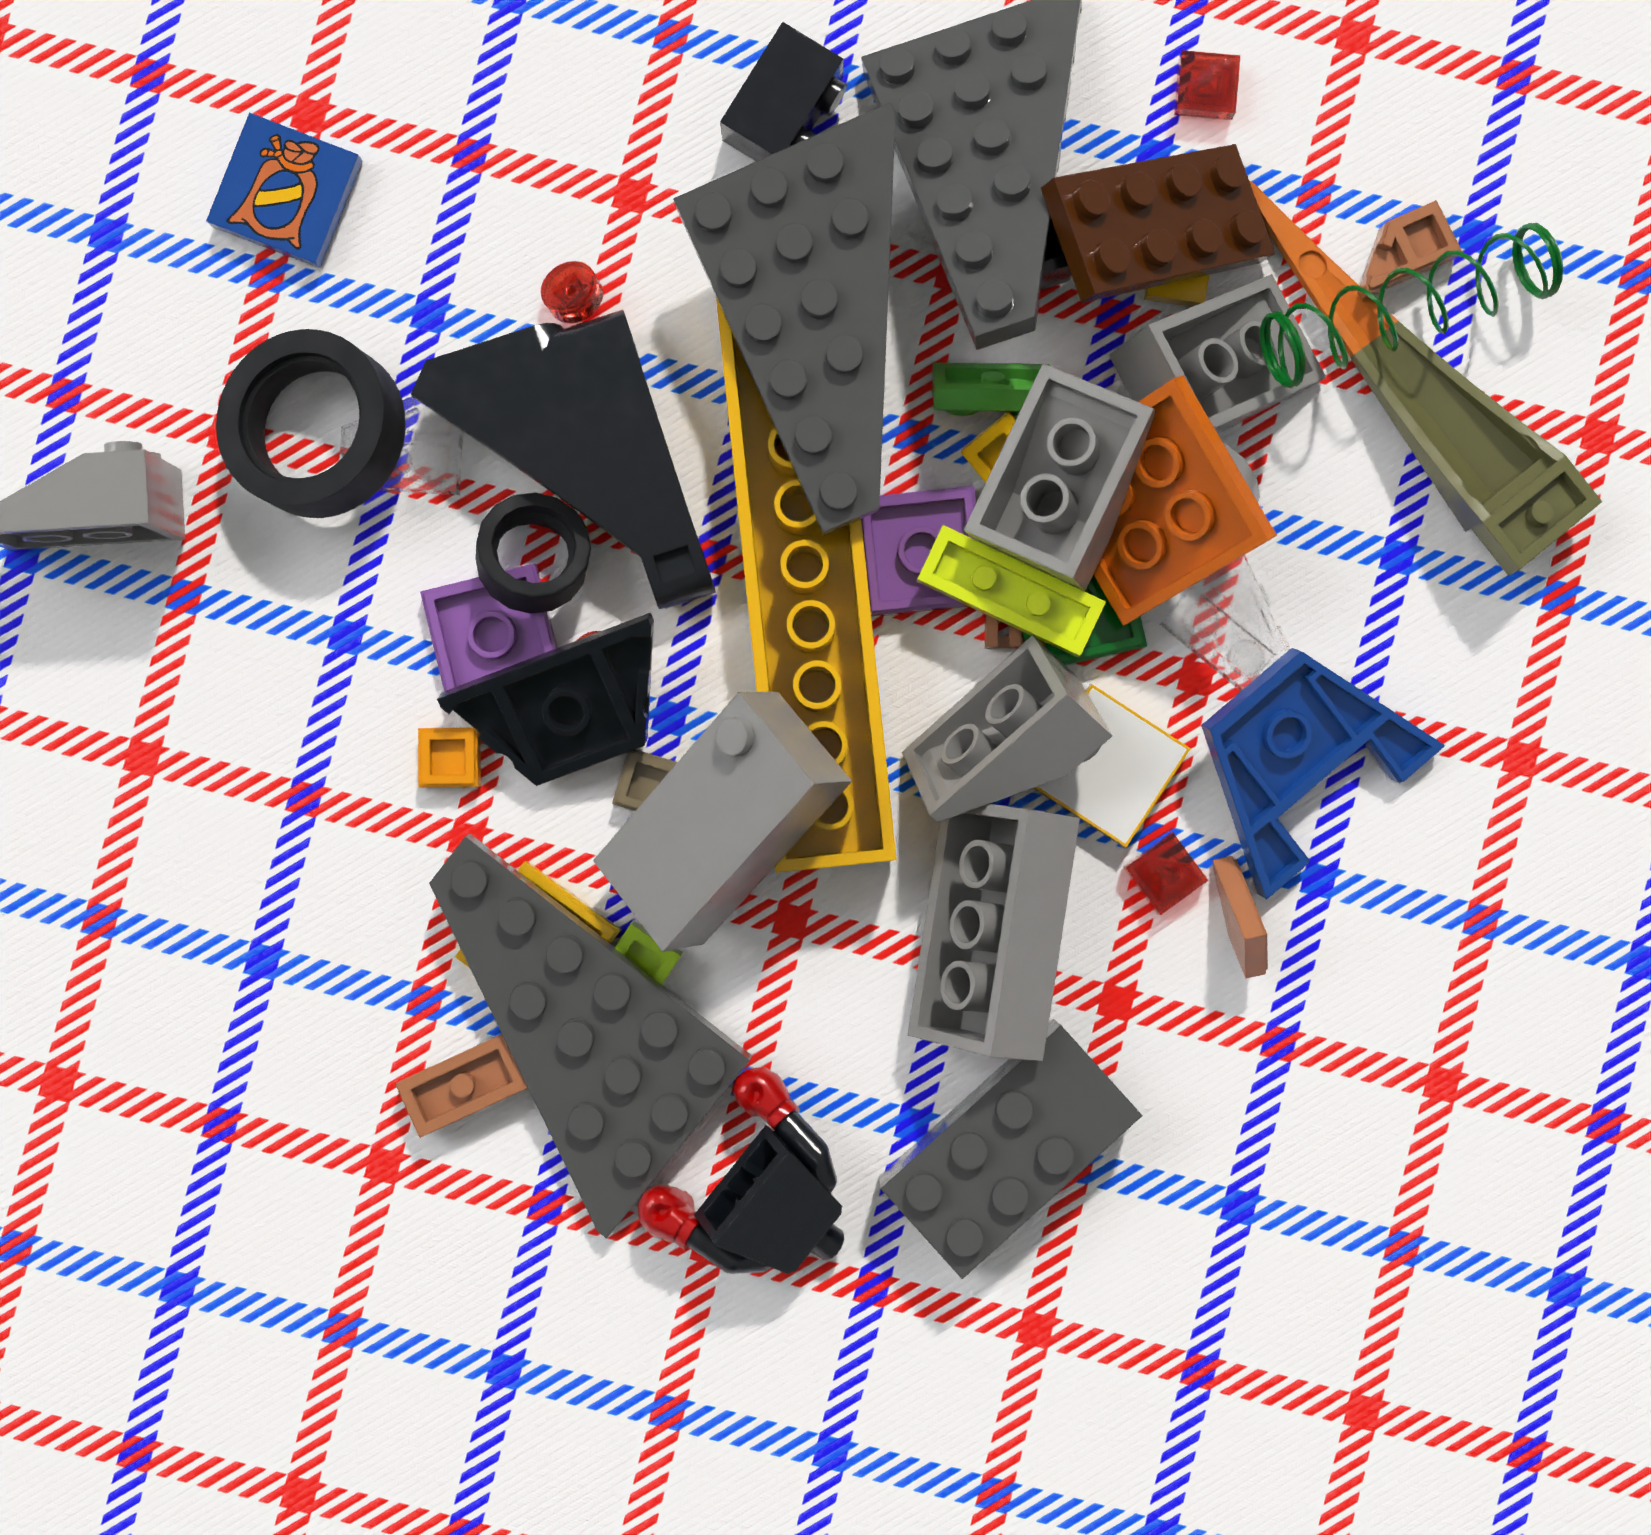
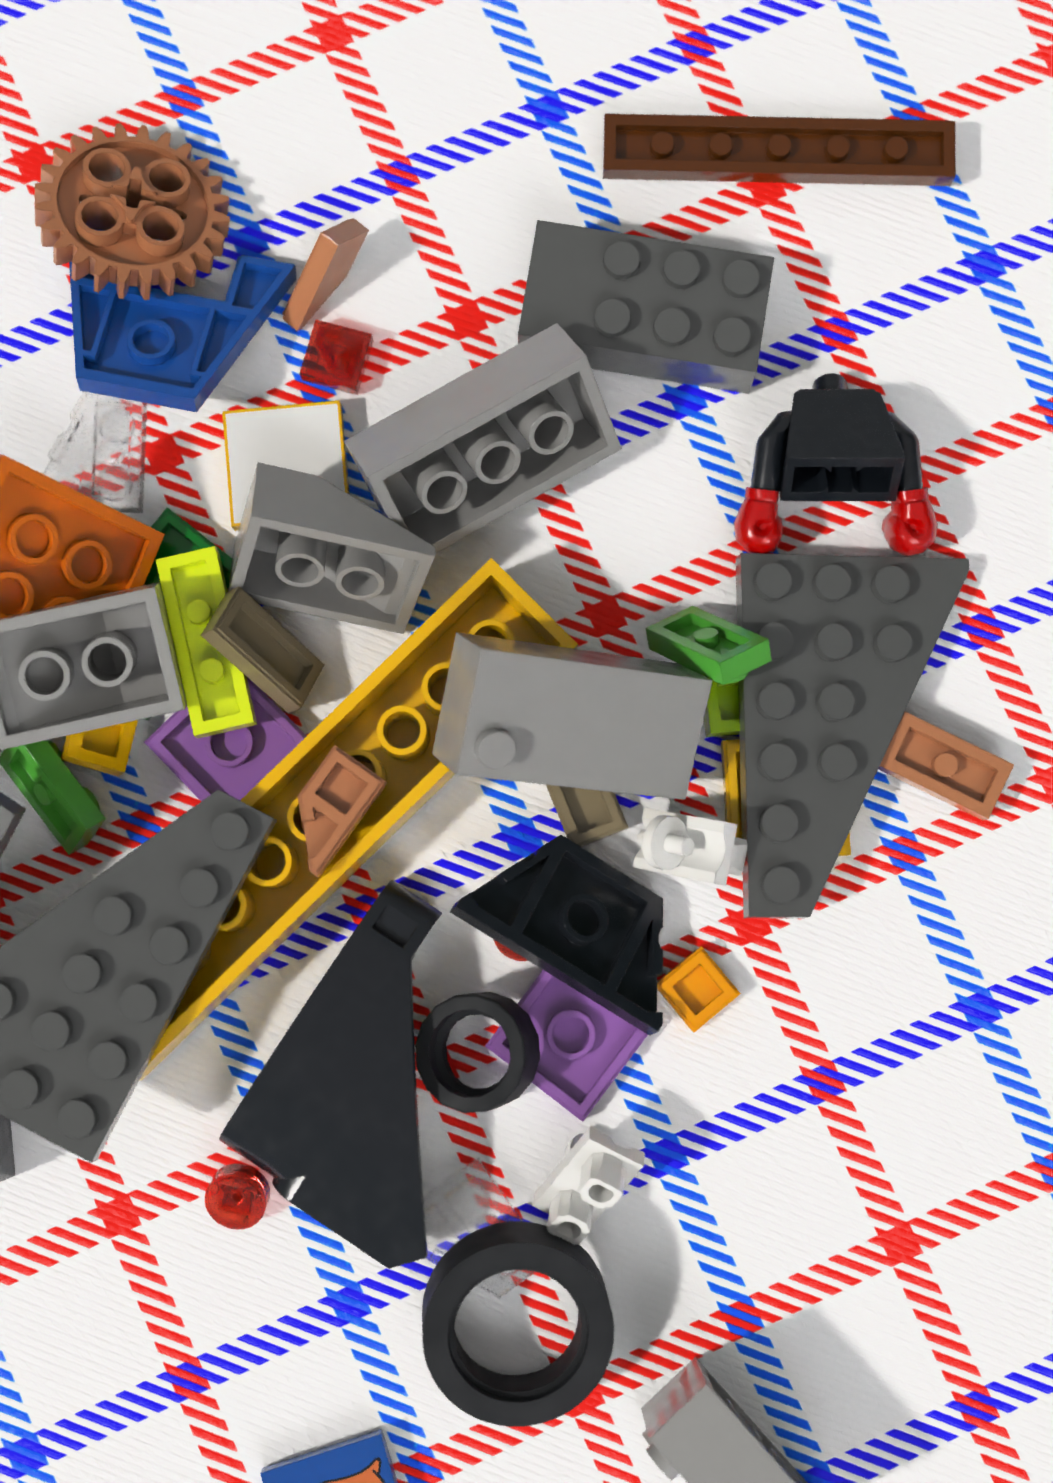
camera: 125 degrees left, 5 degrees down
(369, 555) = (586, 1183): none -> white hips
(554, 834) = (689, 847): none -> white hips
(697, 975) = (709, 645): none -> bright green plate
(798, 587) = (334, 805): none -> nougat tile
(969, 630) = (263, 650): none -> dark tan tile
(1054, 1363) = (779, 149): none -> reddish brown plate
(1375, 769) = (136, 195): none -> nougat gear

